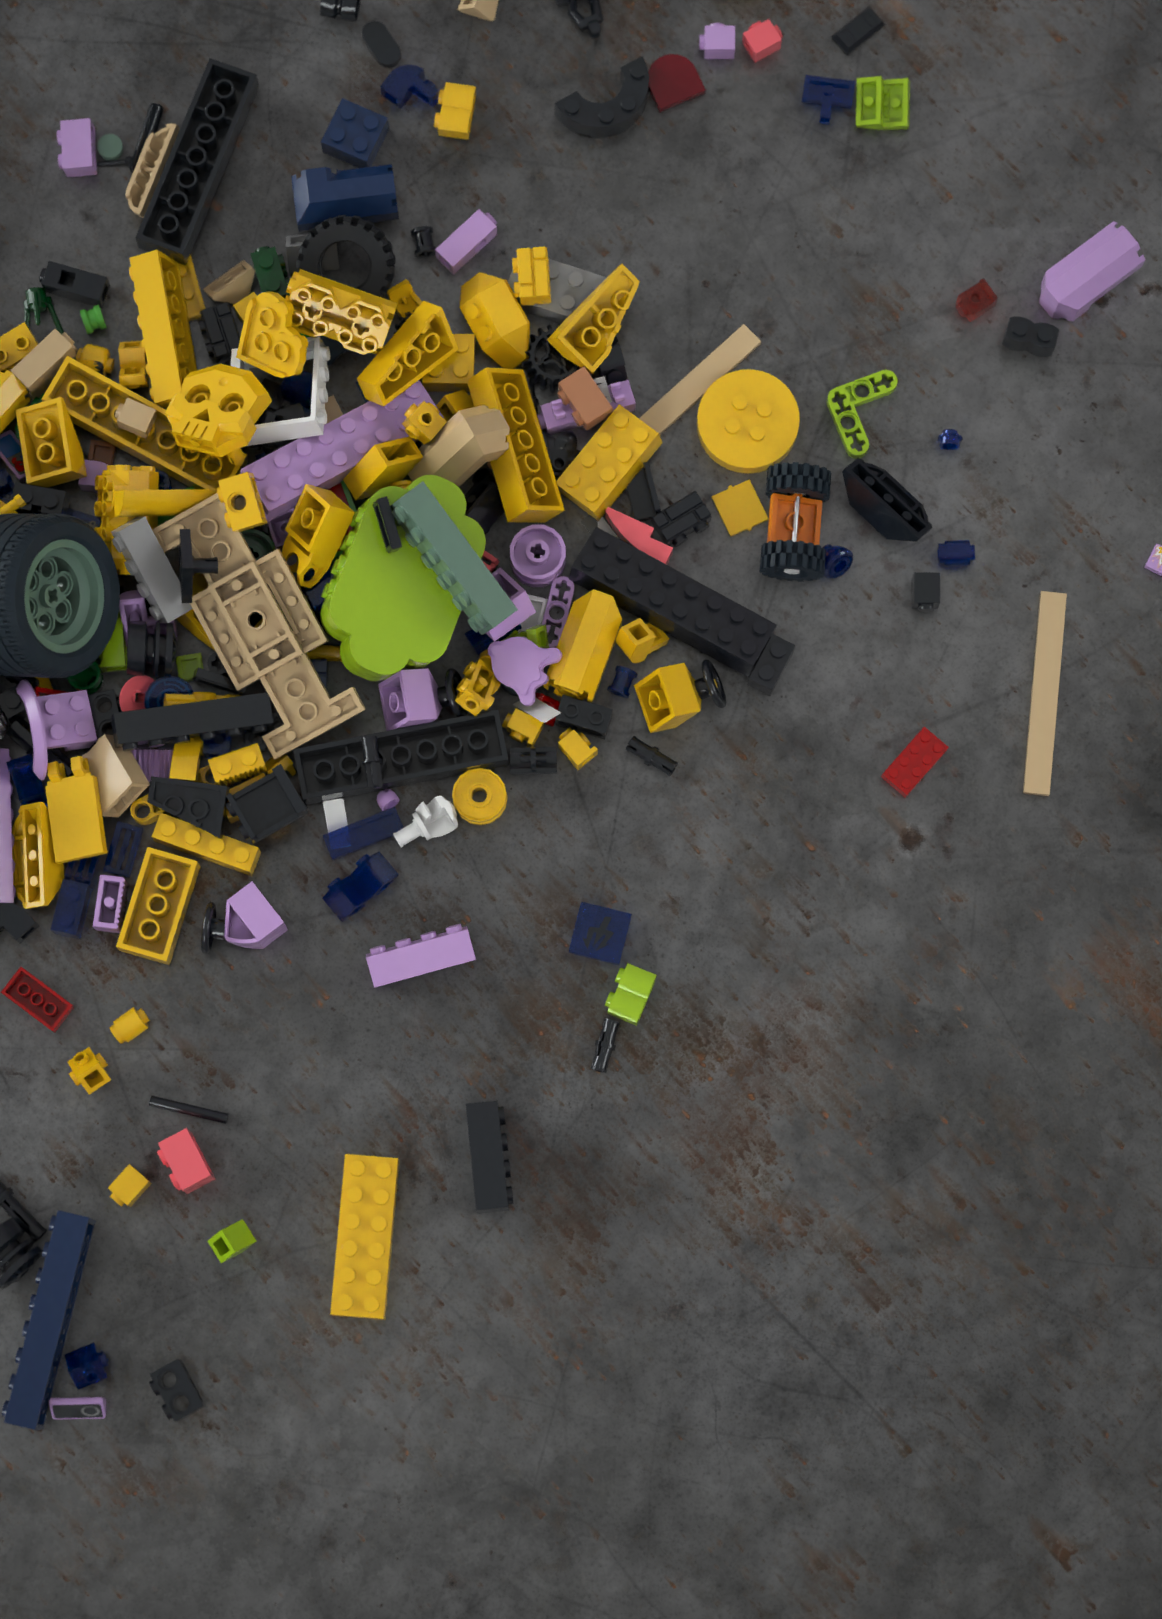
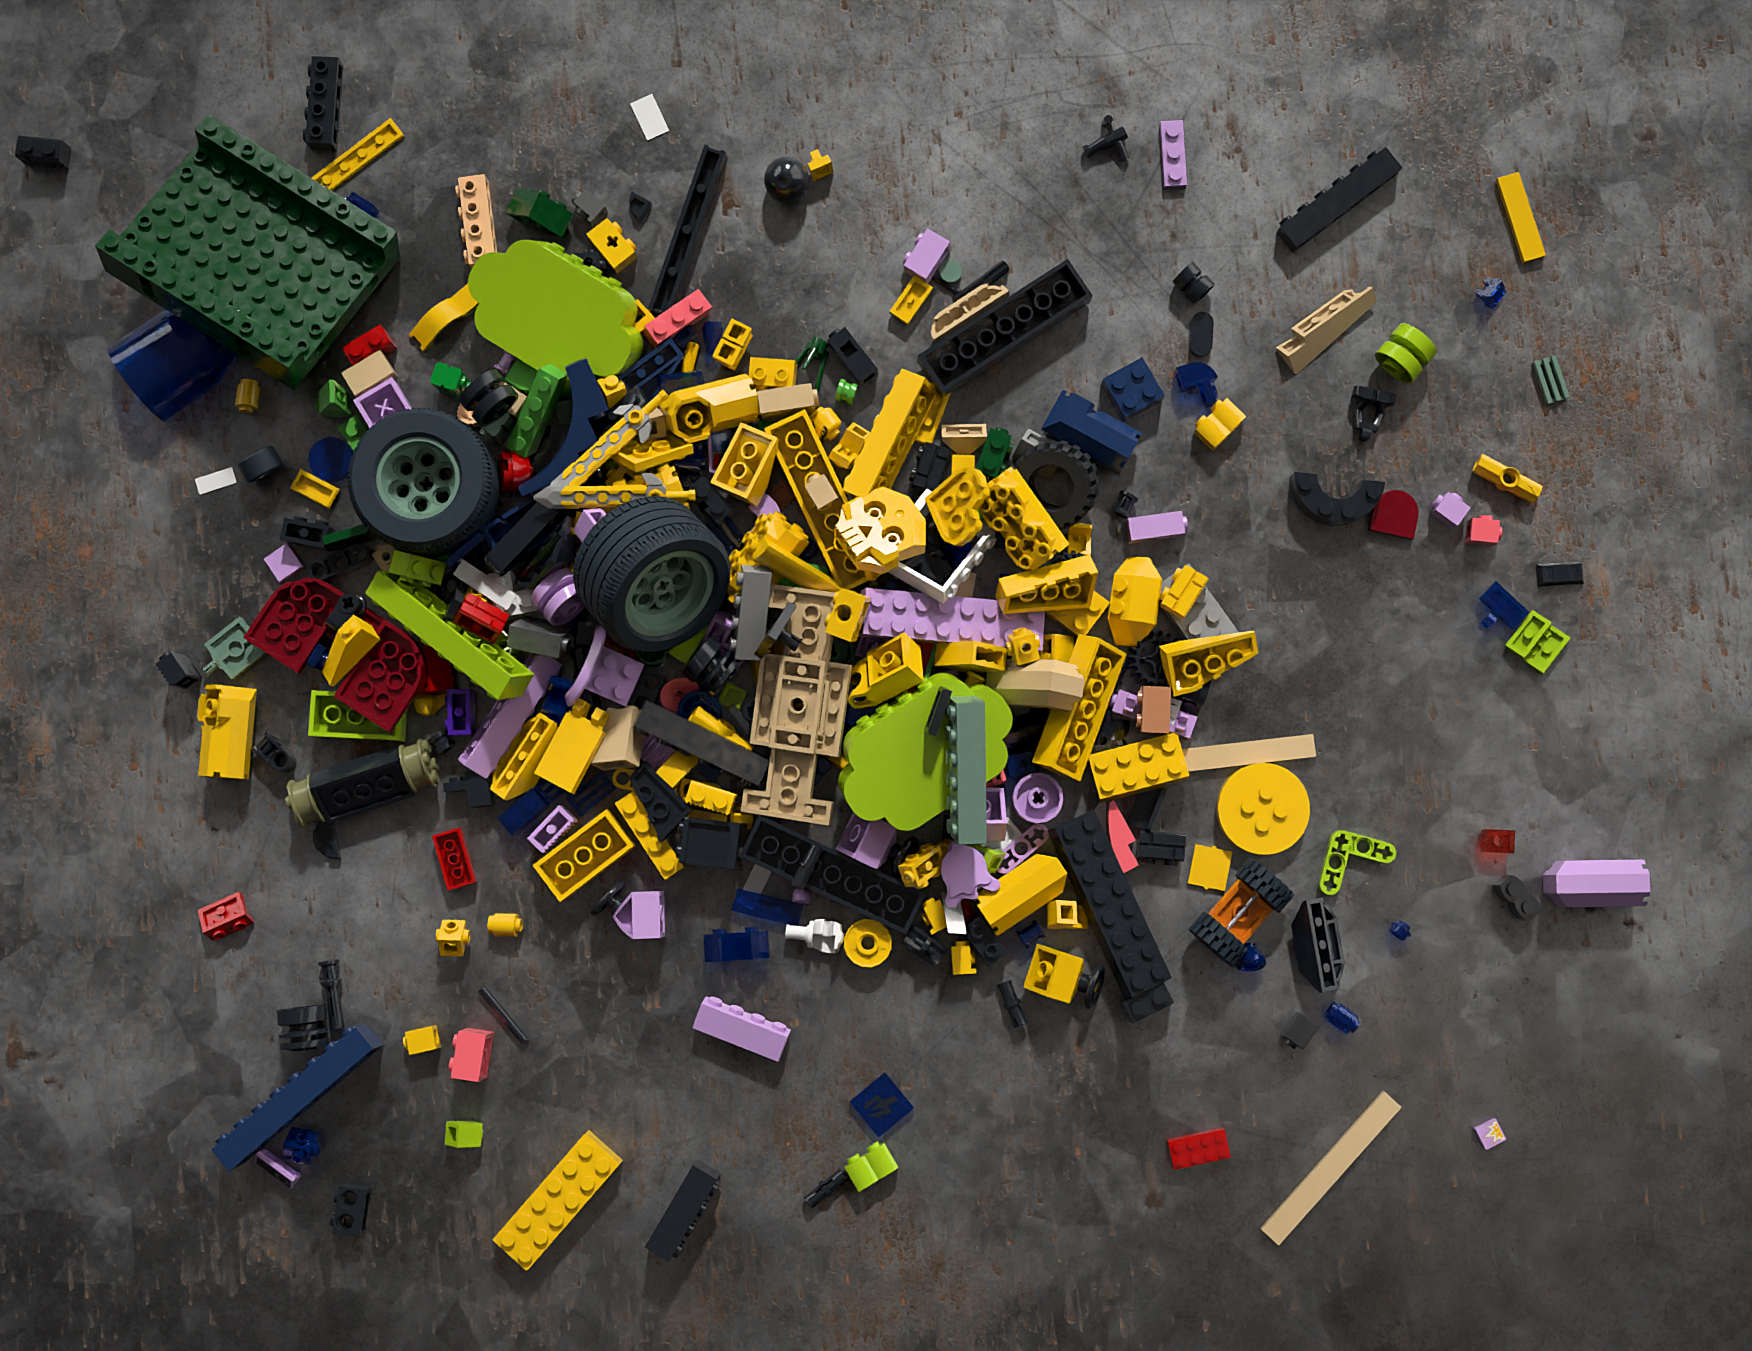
camera: 45 degrees right, 5 degrees up
(92, 197) = (911, 300): none -> yellow plate
(500, 537) = (1020, 765): none -> clear blue brick

